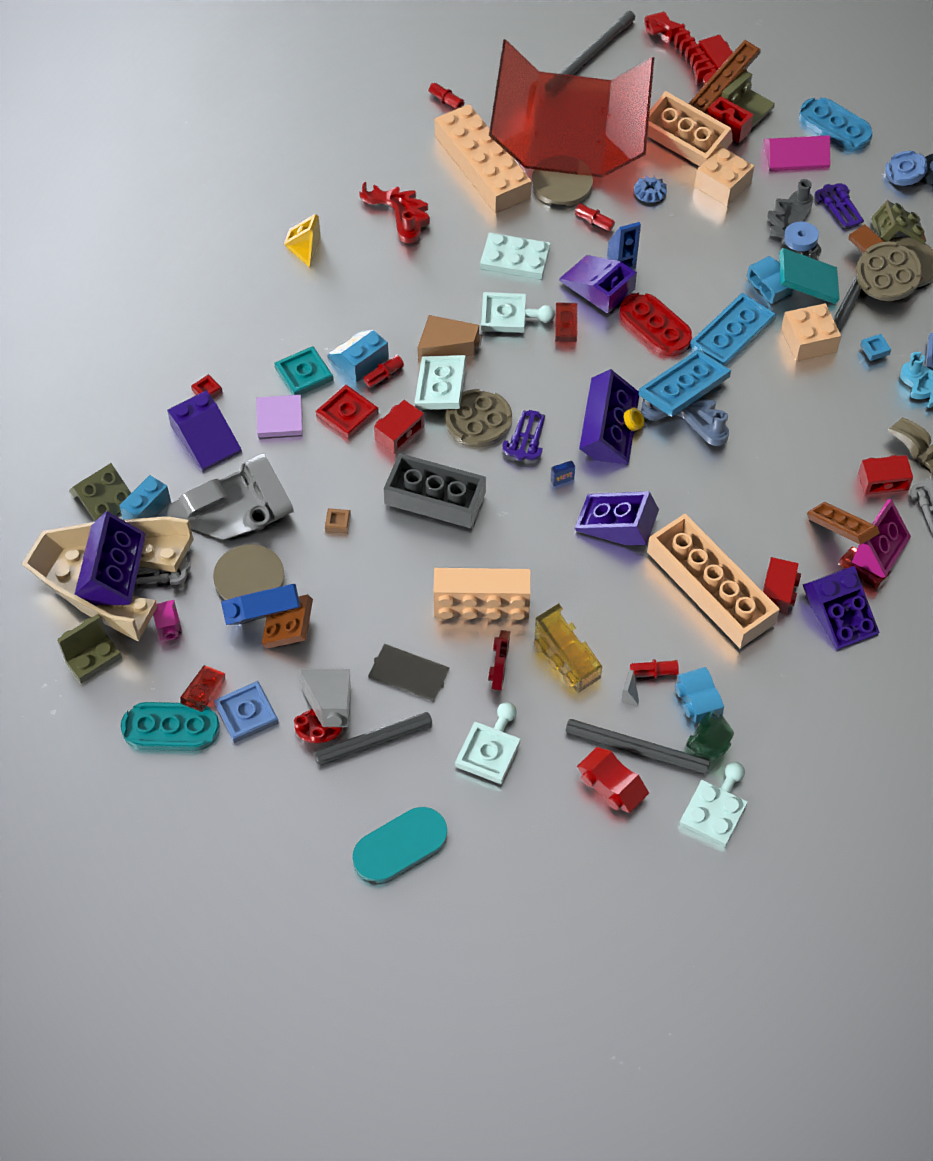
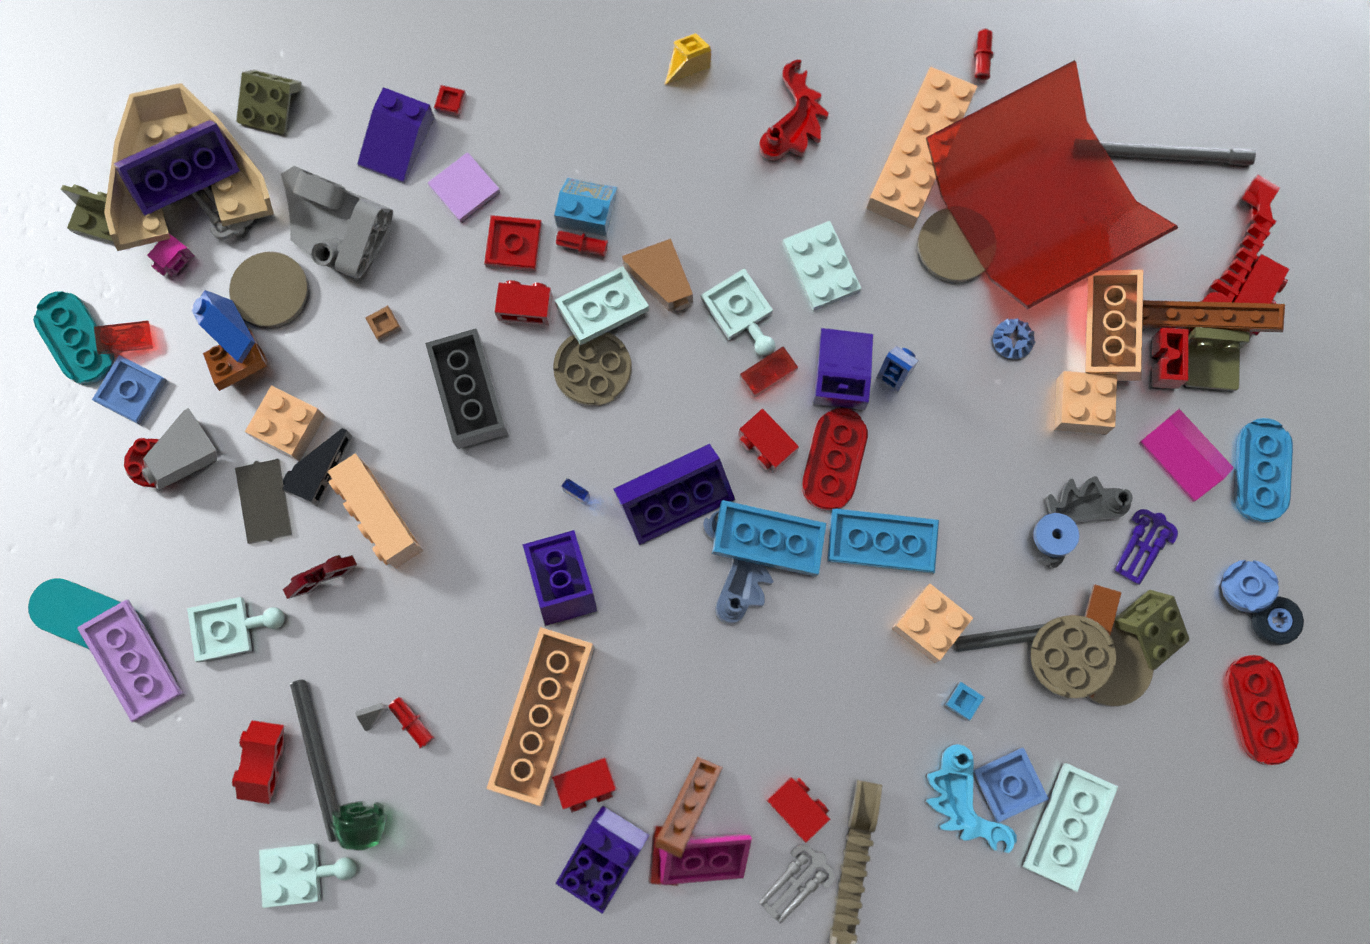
camera: 55 degrees right, 20 degrees up
(146, 500) = (278, 144): dark azure brick -> none
(303, 371) = (532, 171): teal tile -> none
(364, 618) = (285, 423): none -> light nougat brick
(373, 738) = (172, 518): dark grey axle -> none
(419, 626) = (310, 475): none -> black slope
(465, 826) = (130, 660): none -> lavender tile
(534, 451) = (573, 436): dark purple piece -> none
(565, 651) = (369, 630): clear yellow wedge -> none
(594, 217) = (930, 309): red axle -> none
(615, 348) = (767, 440): none -> red brick
(634, 419) = (690, 517): yellow tile -> none
(699, 694) = (406, 784): dark azure brick -> none
(766, 278) = (977, 538): dark azure brick -> none
(809, 276) = (1006, 576): teal tile -> none

